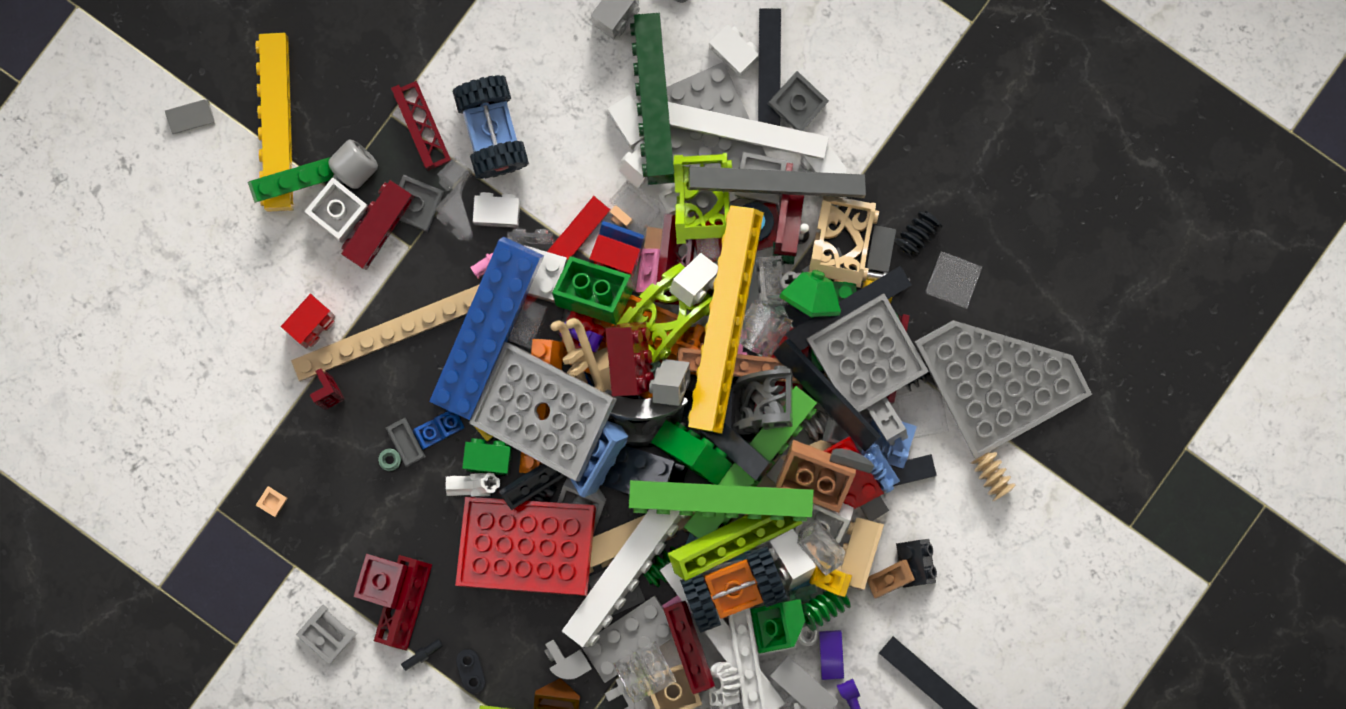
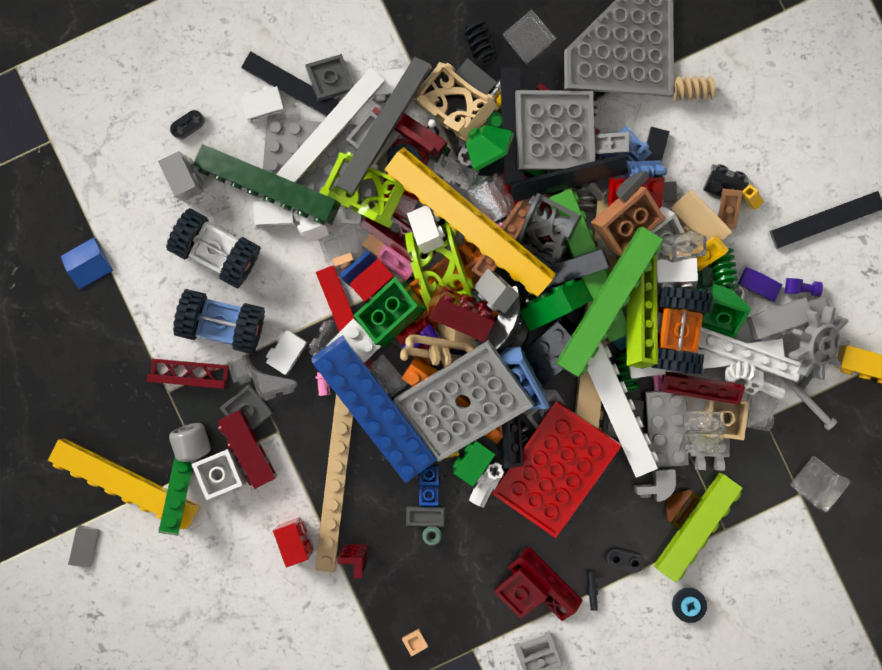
camera: 65 degrees left, 5 degrees up
(561, 81) = (213, 247): none -> black plate
(915, 596) = (752, 197): none -> yellow piece

